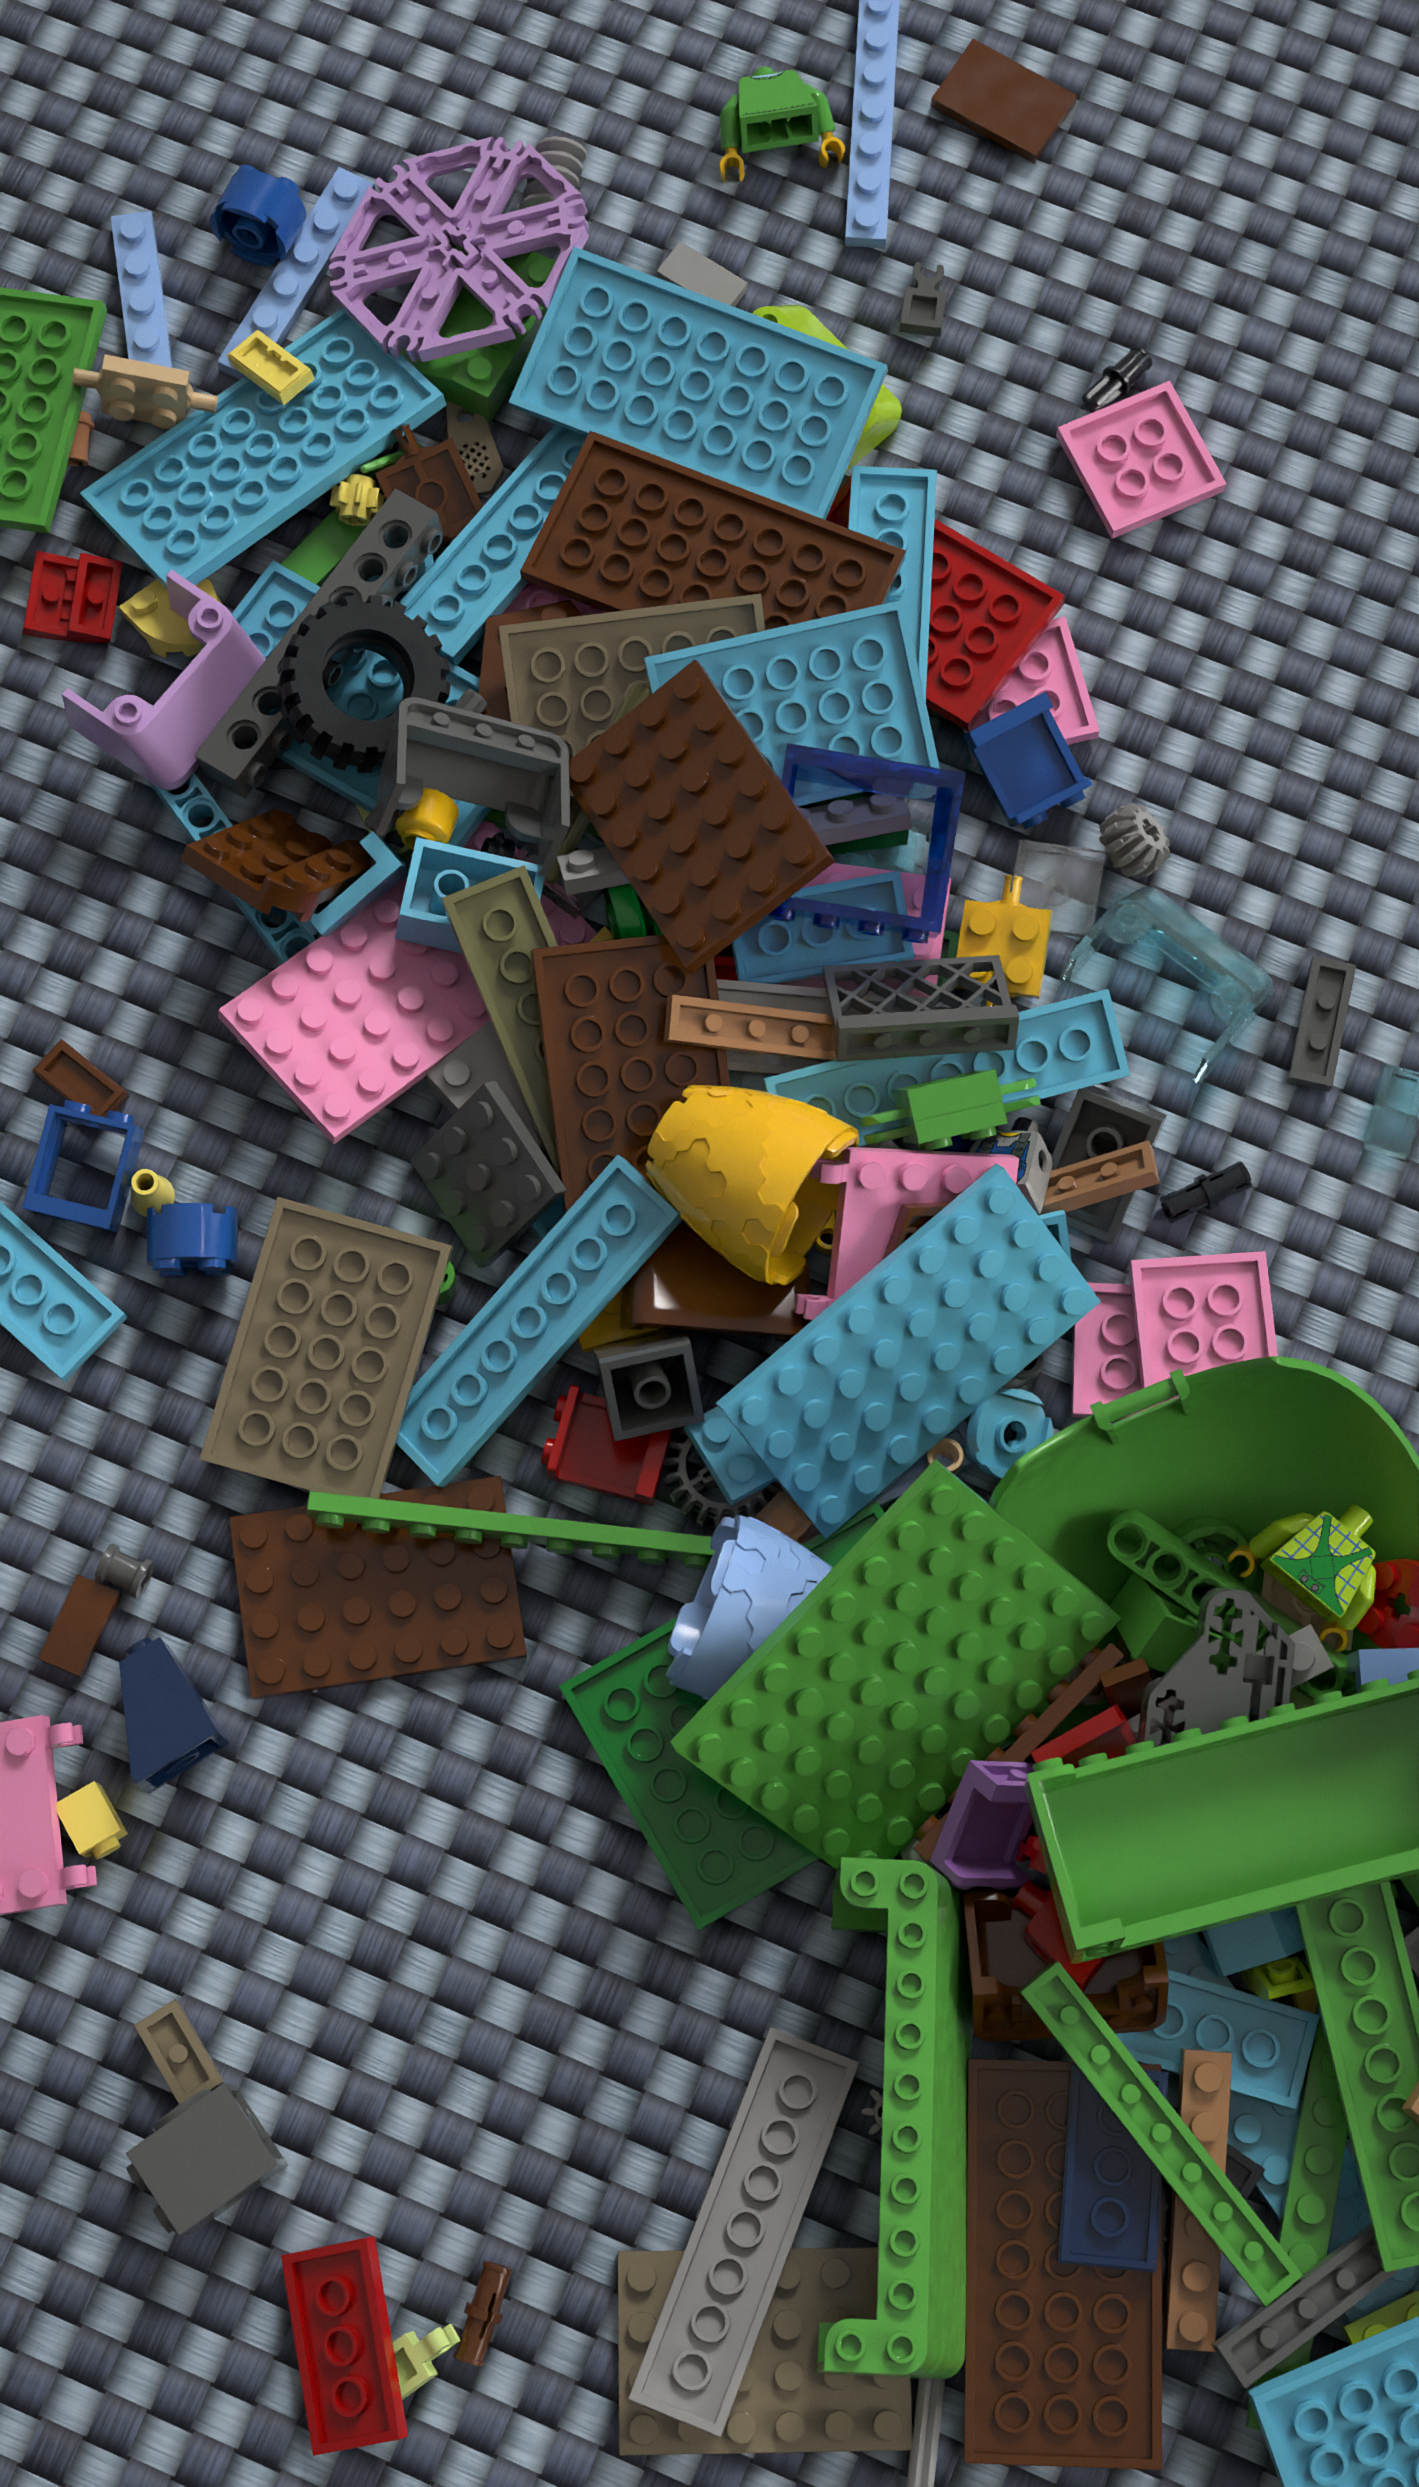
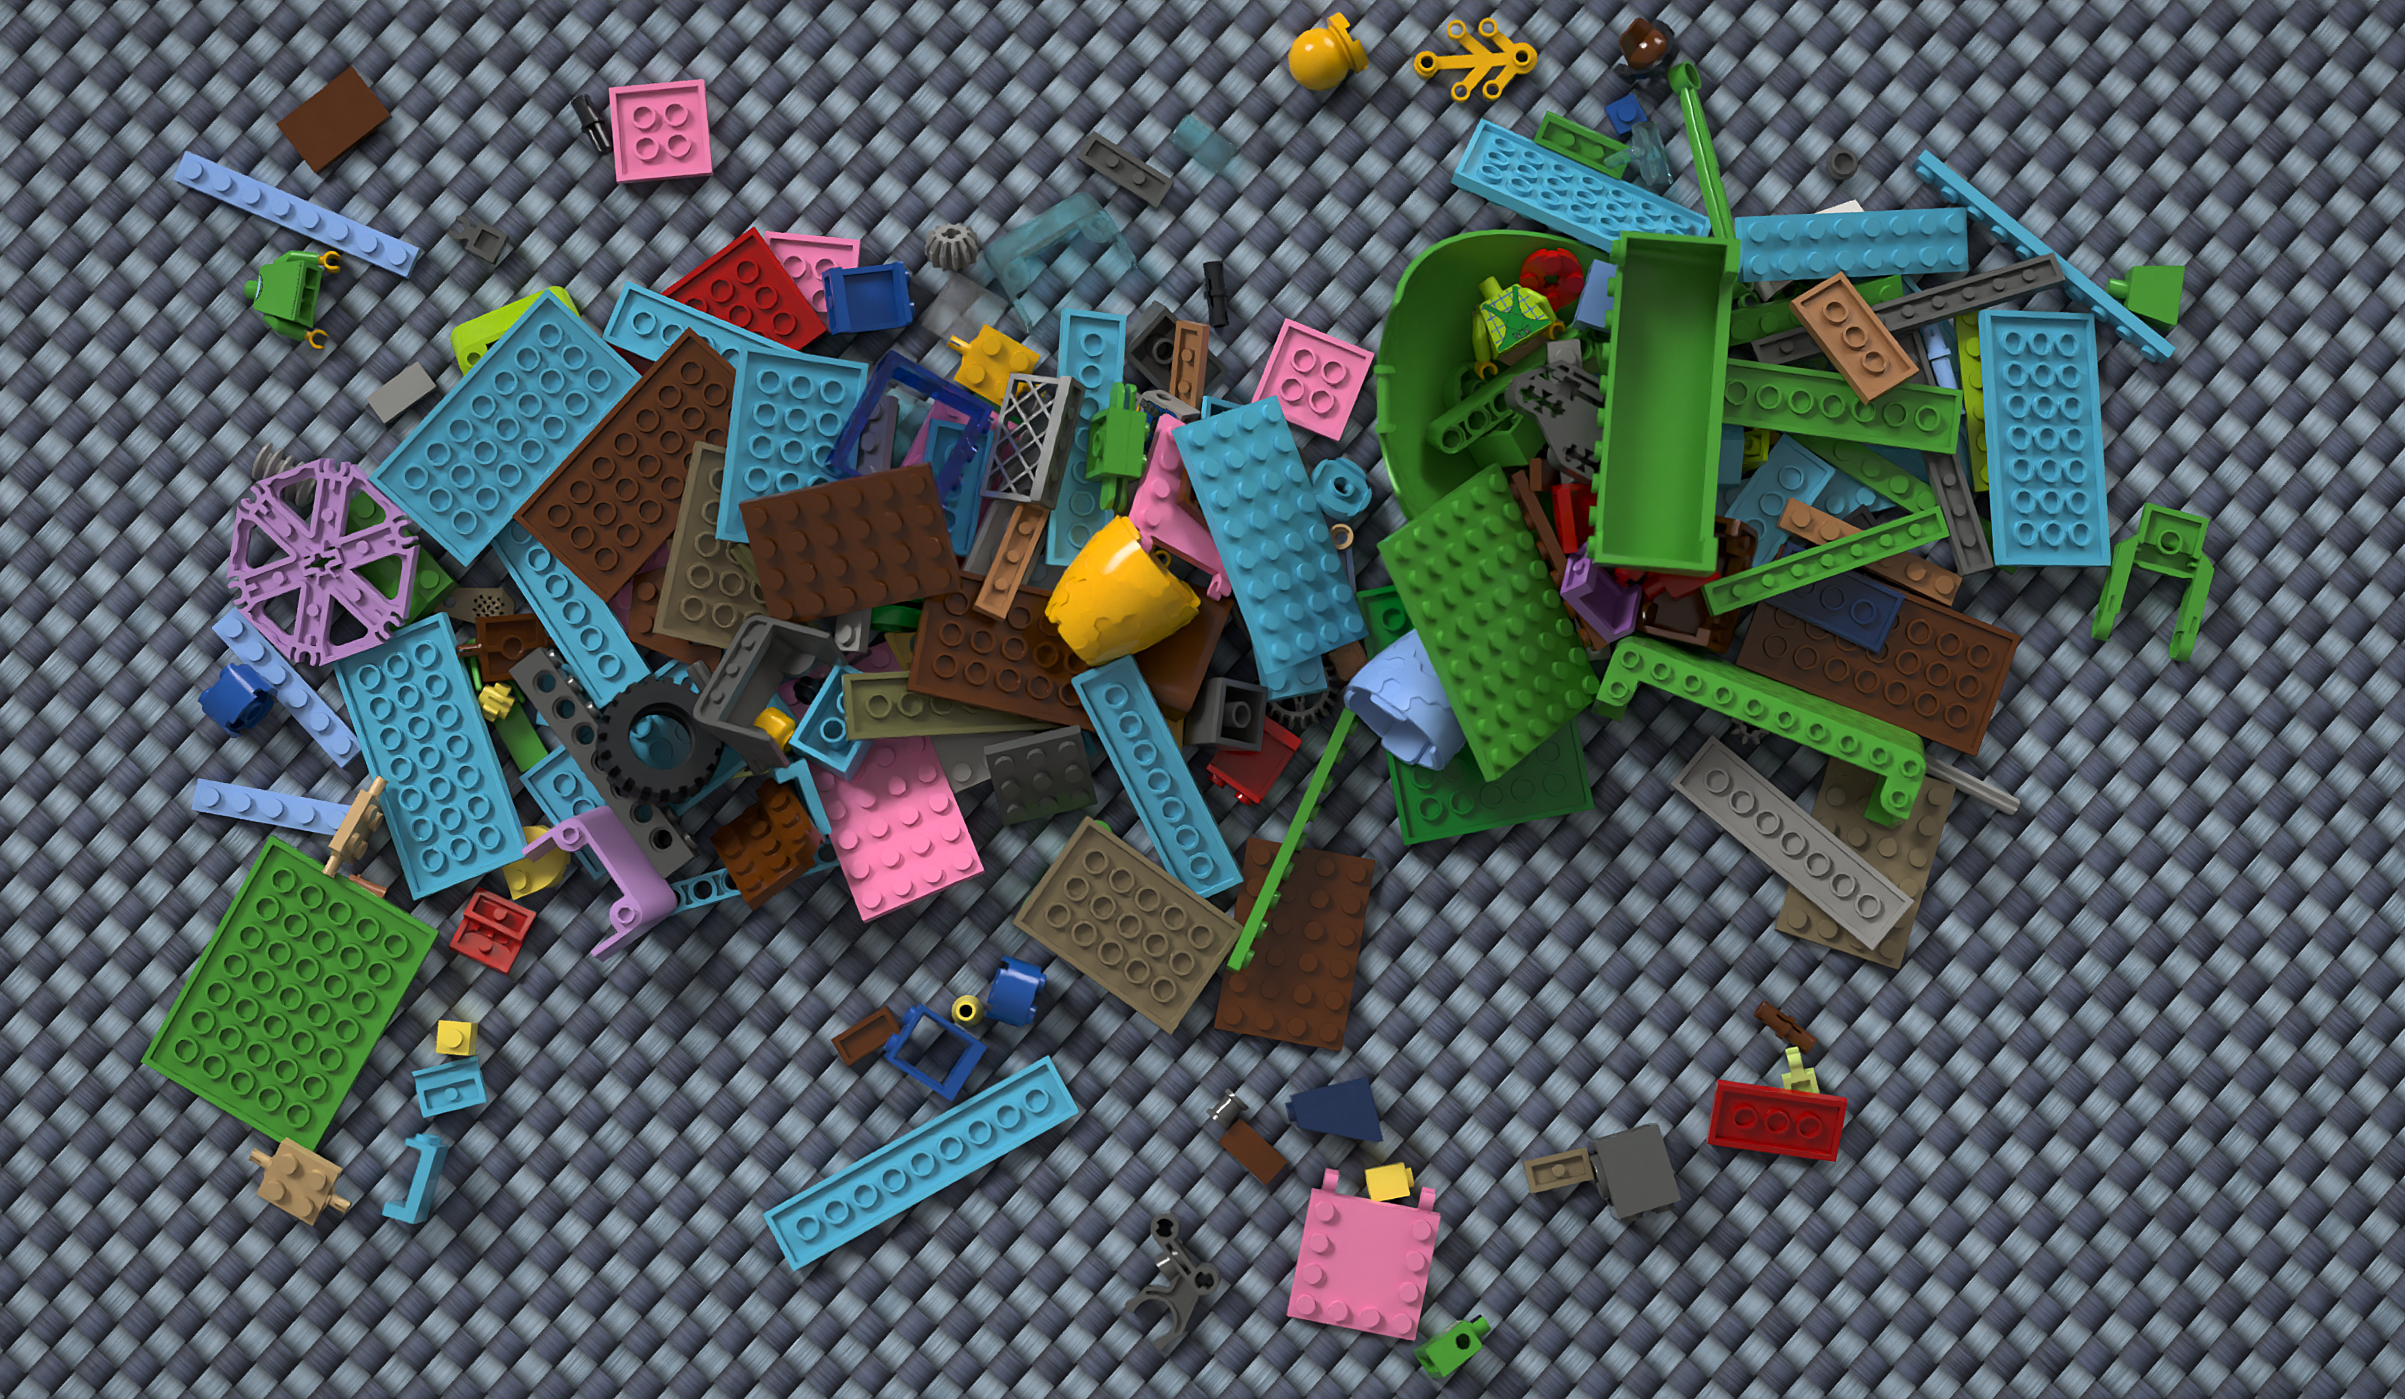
camera: 75 degrees left, 10 degrees up
(270, 367) = (368, 730): light yellow plate -> none
(1201, 1312) = (1310, 331): bright pink plate -> none

